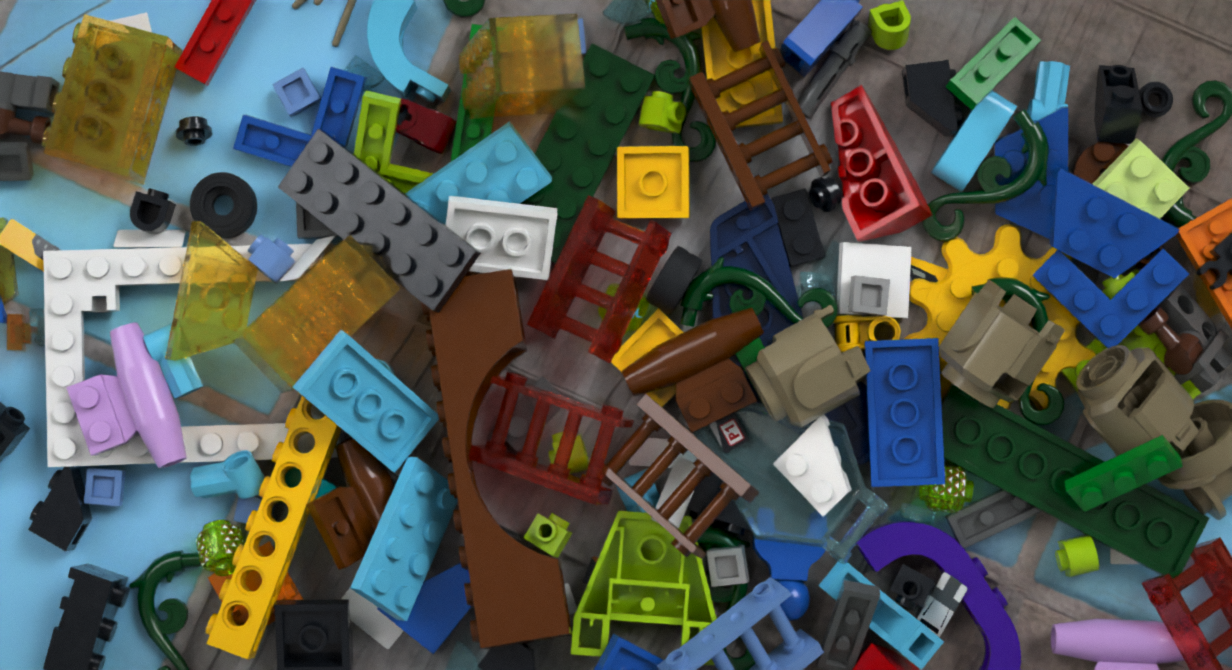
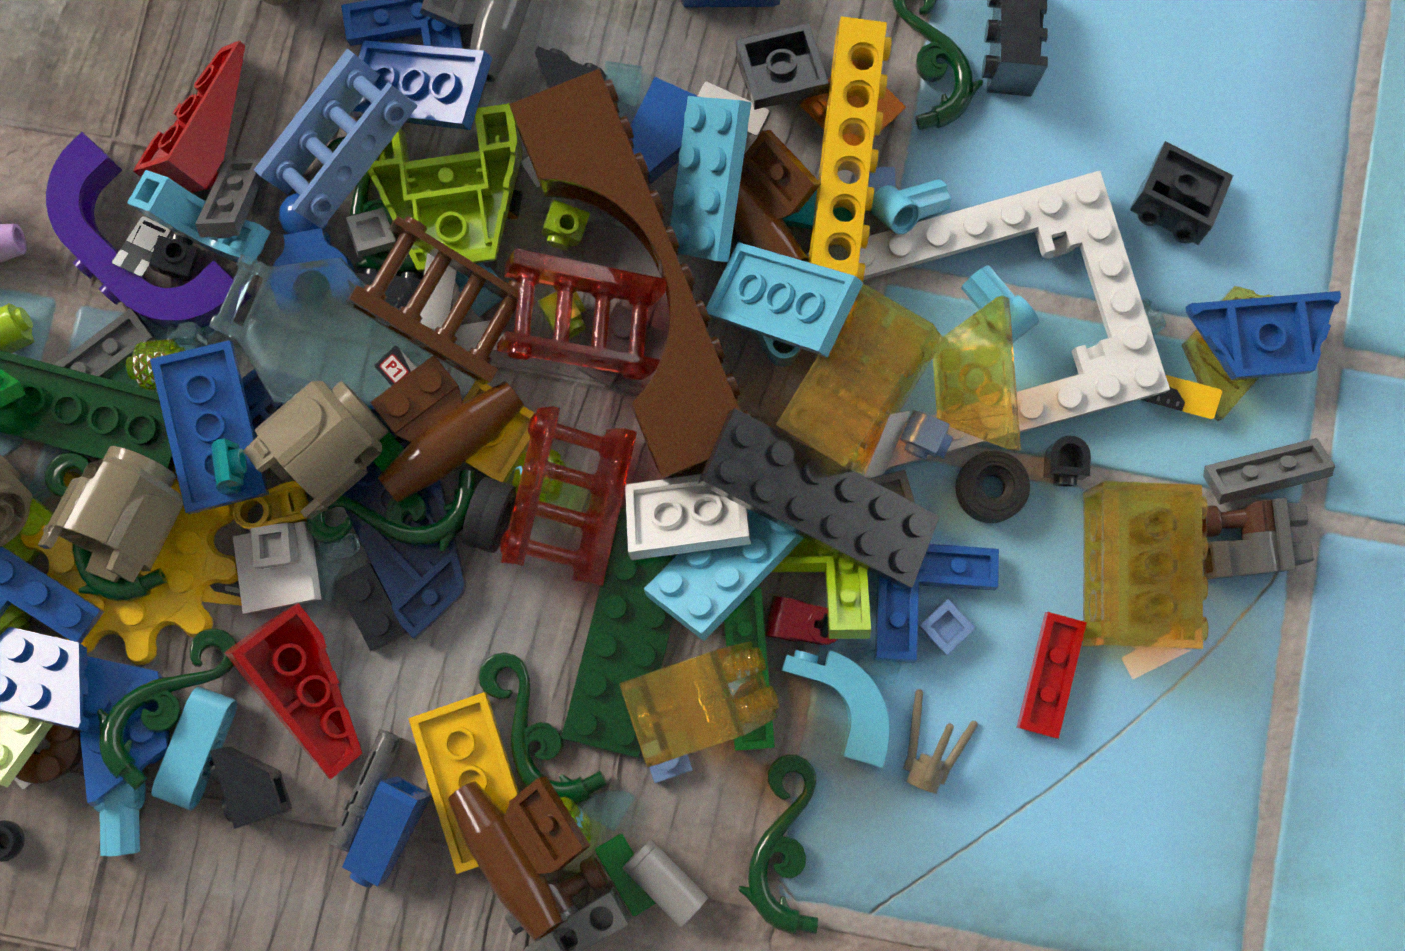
camera: 165 degrees right, 5 degrees down
(18, 332) = (1171, 302): clear orange plate -> none
(63, 513) = (1068, 134): black slope -> none
(104, 487) = (1035, 169): medium blue plate -> none
(132, 402) = (1035, 249): lavender plate -> none
(139, 238) = (1041, 438): white sticker -> none
(193, 130) = (1046, 558): black plate -> none
(218, 545) = (901, 136): clear neon green head -> none
(653, 182) = (536, 618): yellow plate -> none
(662, 113) = (543, 696): lime plate -> none
(740, 155) = (469, 698): reddish brown fence -> none
(815, 467) = (294, 346): white wing -> none
(825, 194) = (347, 649): black plate -> none
(886, 361) = (229, 466): none -> teal slope
(890, 25) = (310, 855): lime plate -> none
(993, 63) = (184, 837): plate -> none
(1117, 104) = (41, 824): black slope -> none

